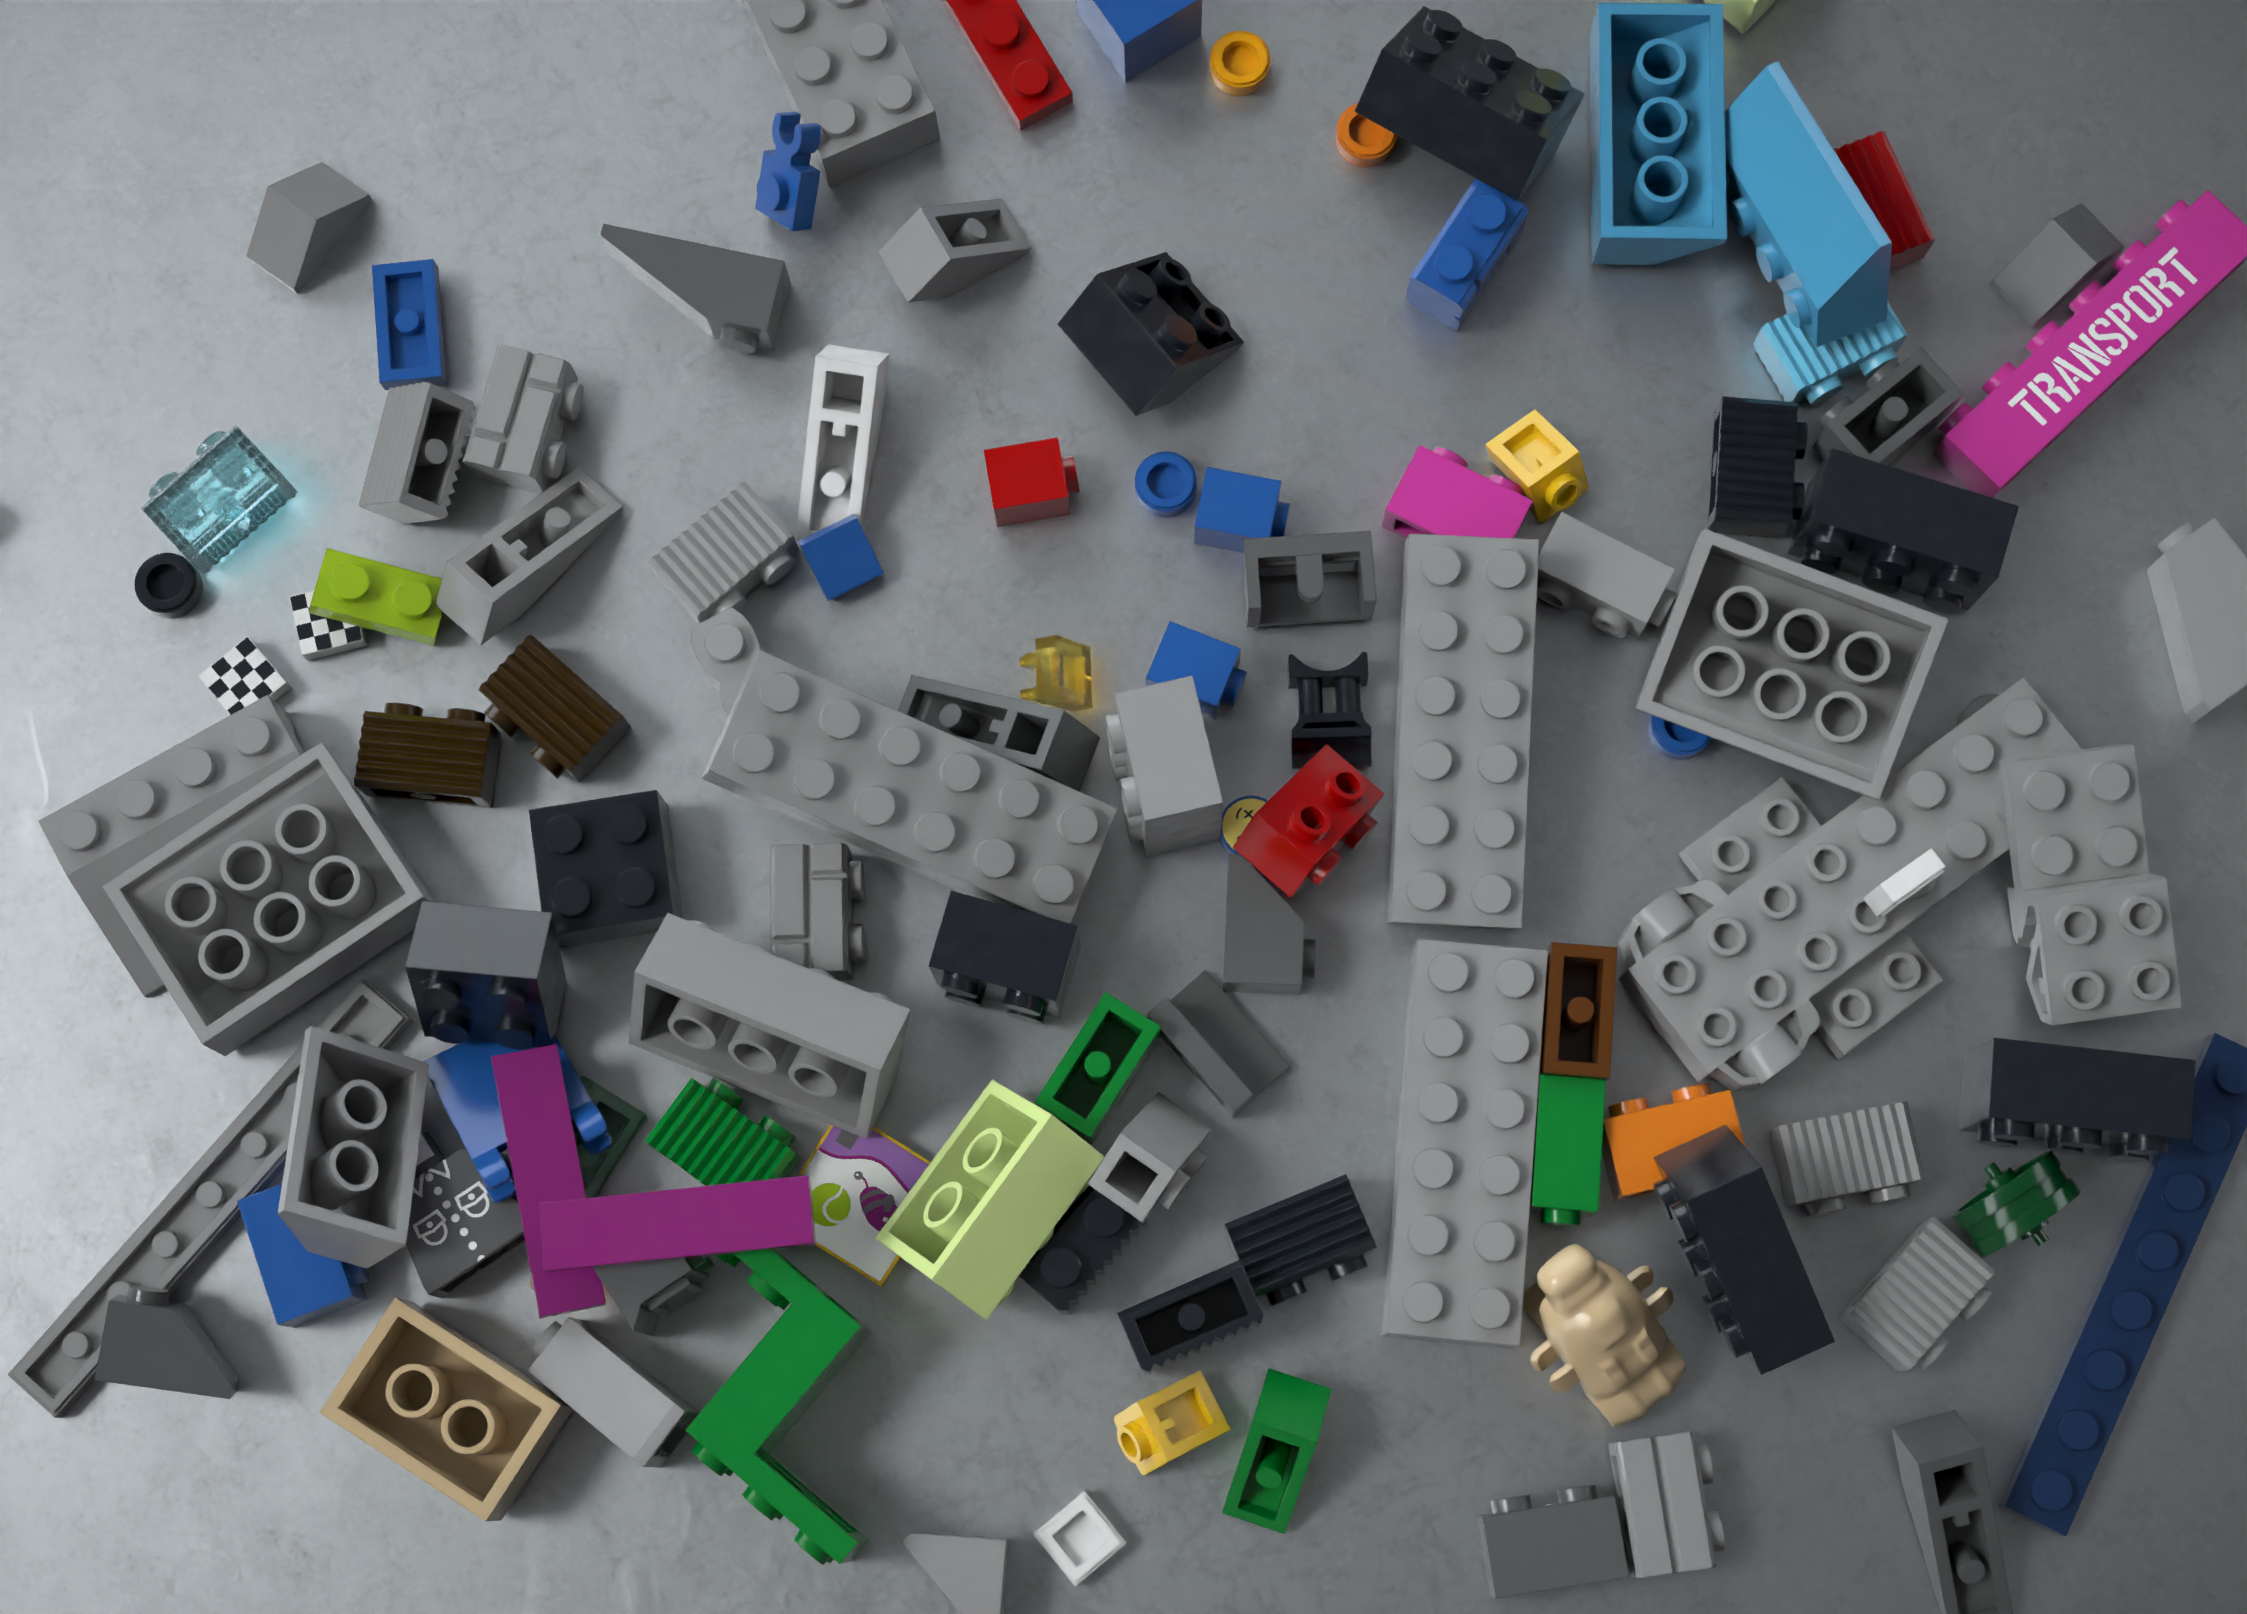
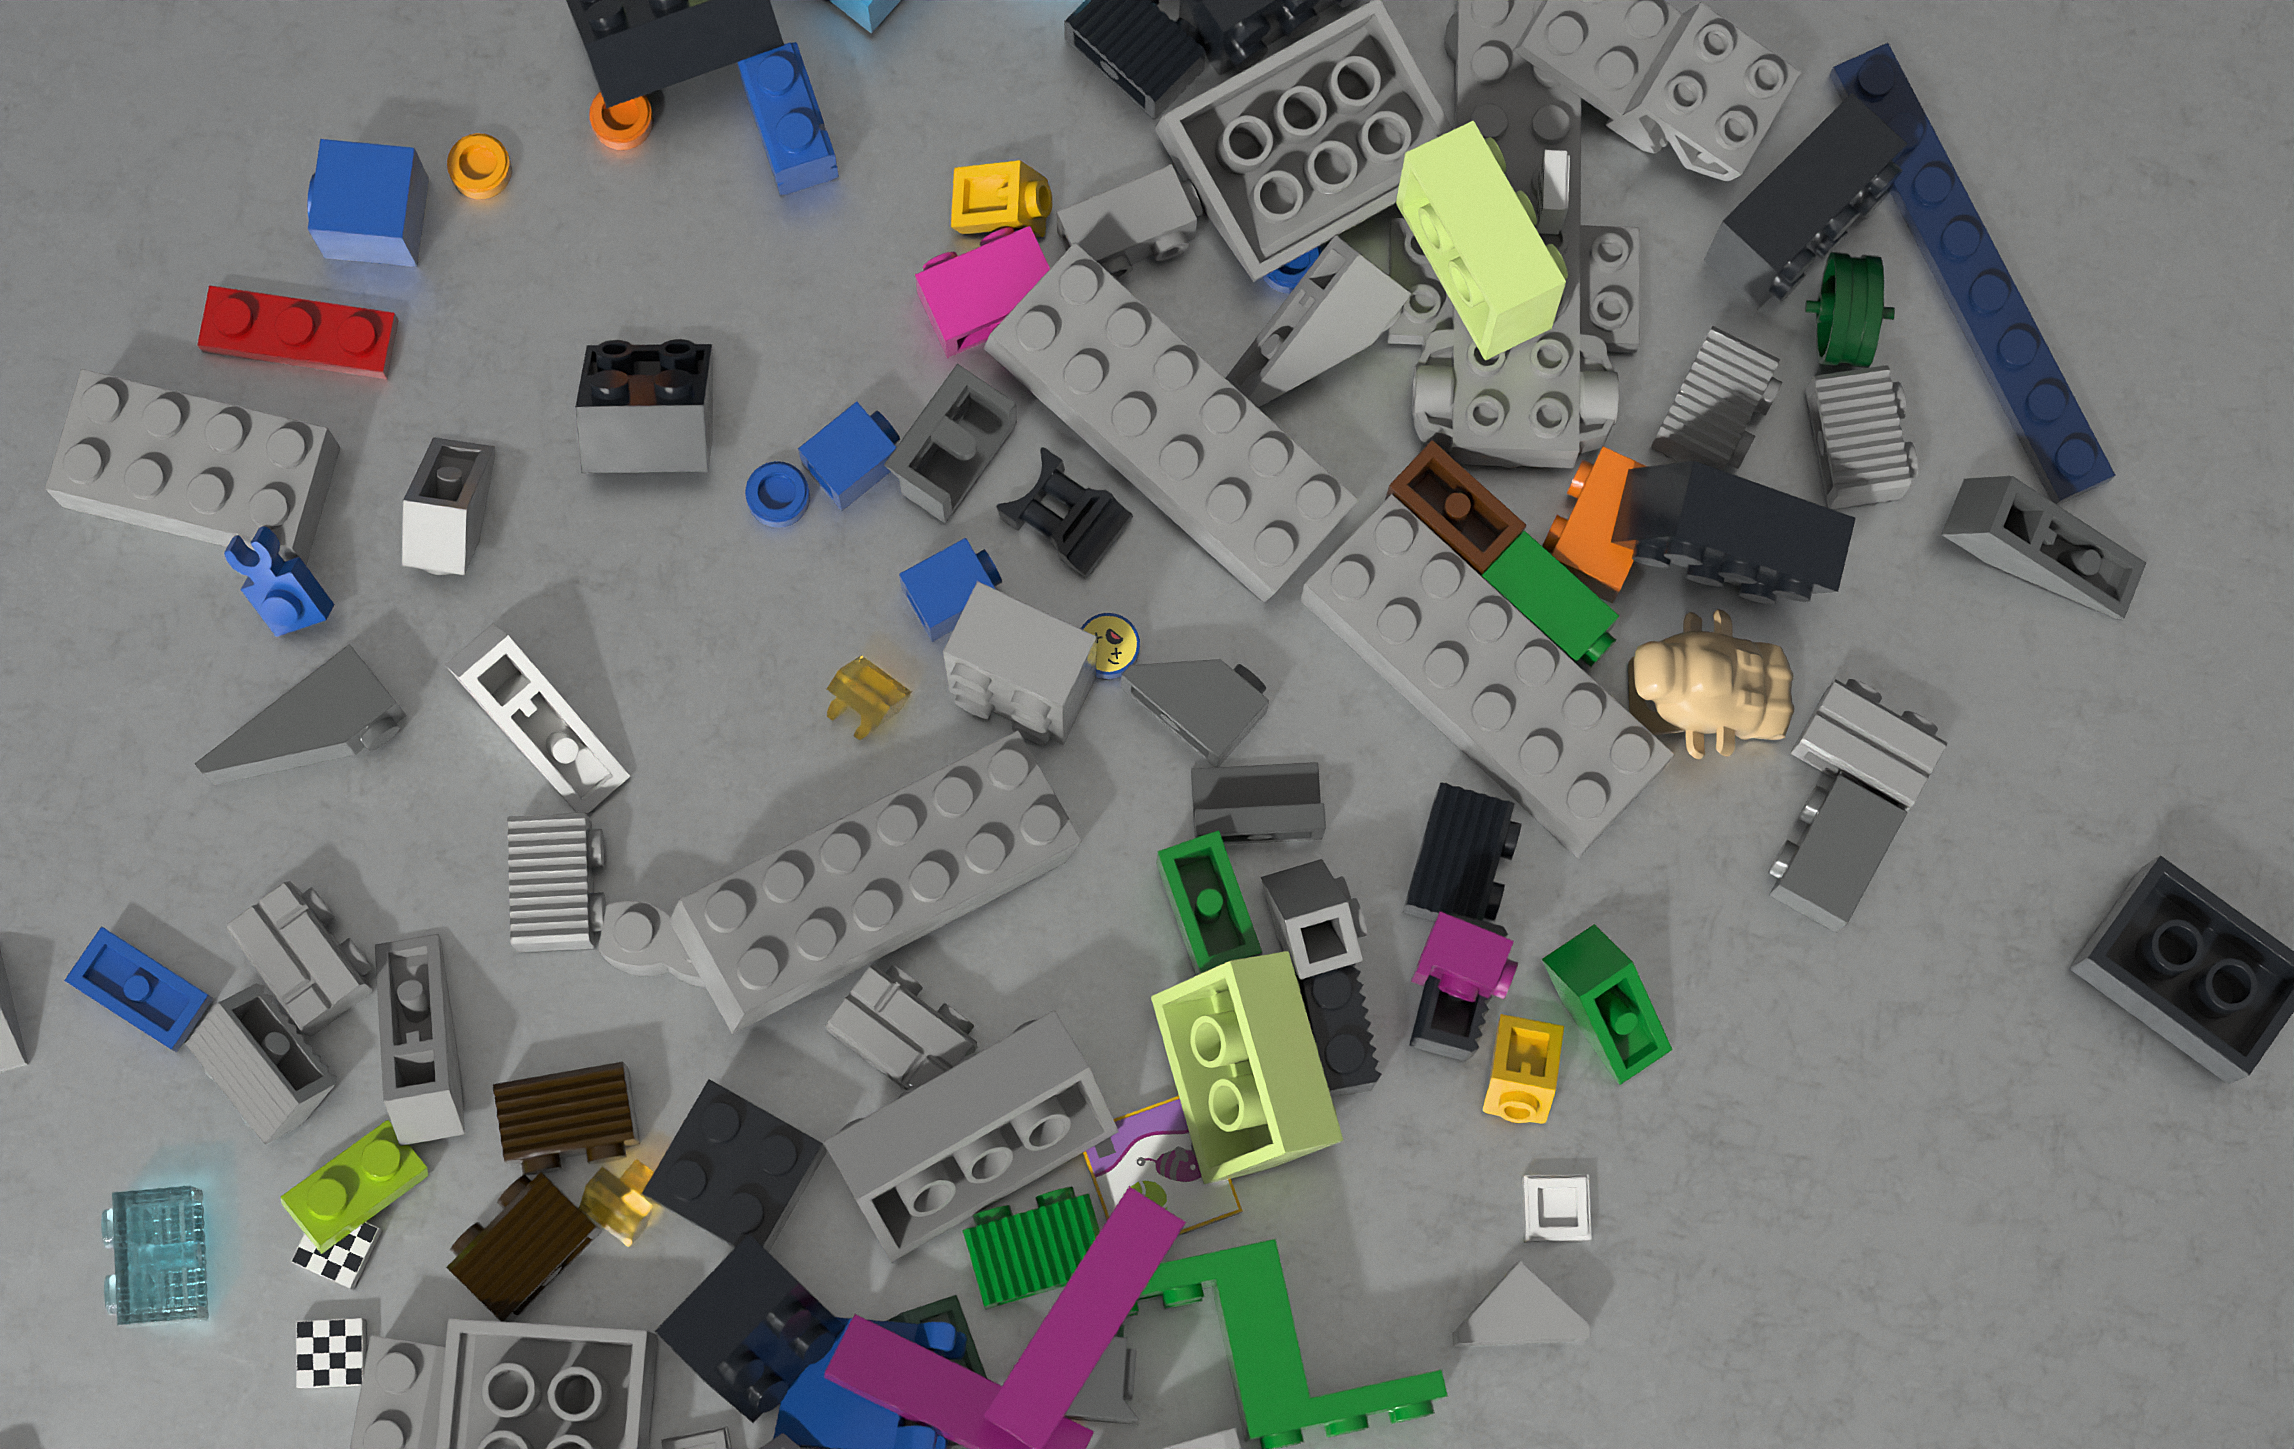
camera: 60 degrees left, 0 degrees up
(168, 585) = (195, 1356): black tile -> none
(515, 798) = (619, 1202): none -> clear yellow tile
(840, 557) = (628, 791): blue tile -> none
(1004, 957) = (1066, 909): black brick -> none
(1014, 729) = (892, 758): dark grey slope -> none
(1030, 481) = (691, 595): red brick -> none
(1206, 1304) = (1466, 960): none -> magenta brick
(1309, 821) = (1146, 593): red brick -> none
(1651, 789) = (1324, 320): none -> light grey slope
(1812, 854) = (1481, 239): none -> yellowish green brick

